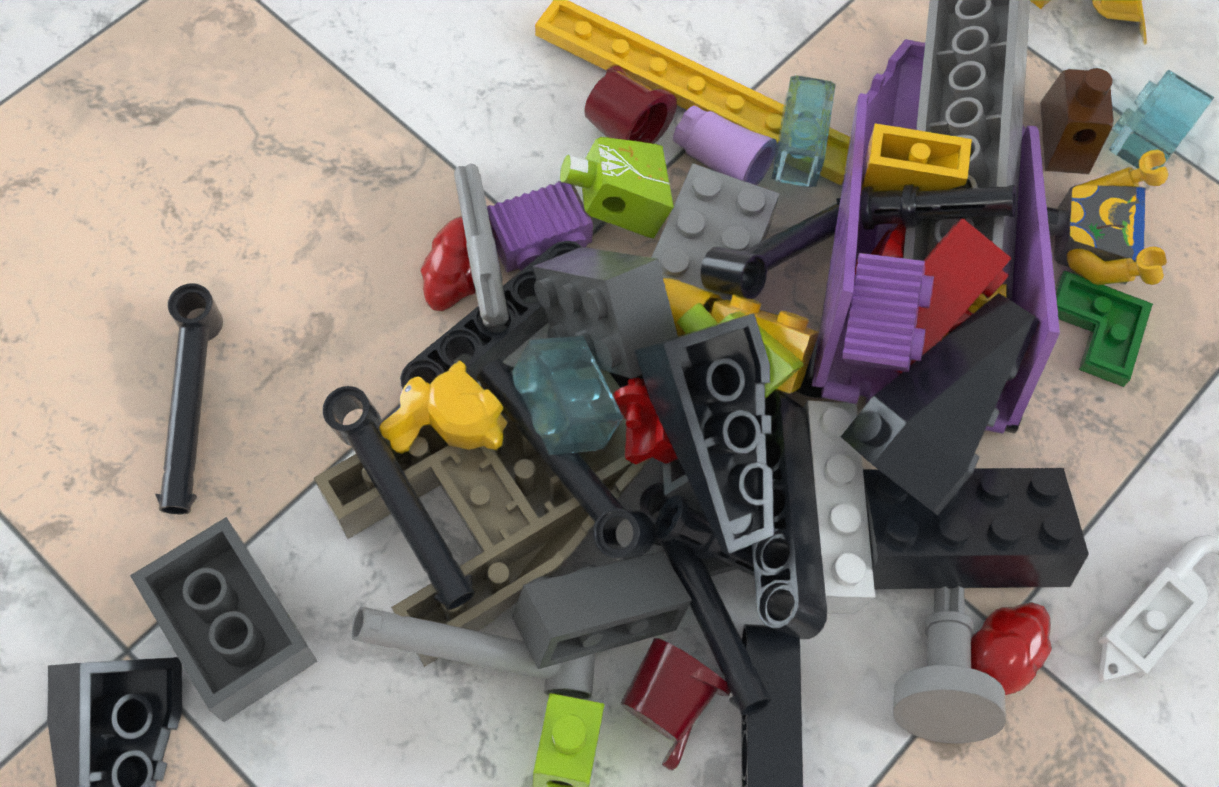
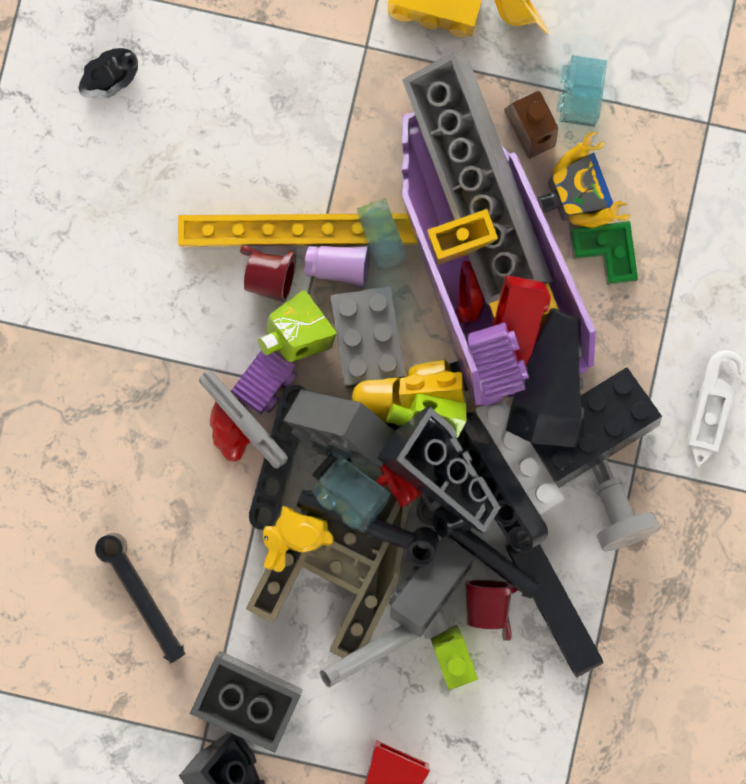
camera: 25 degrees left, 20 degrees up
(398, 494) = (296, 594): black piece -> none
(746, 270) = (402, 361): black piece -> none
(912, 205) = (474, 263): black pin -> none
(1012, 645) = (643, 476): red arm -> none

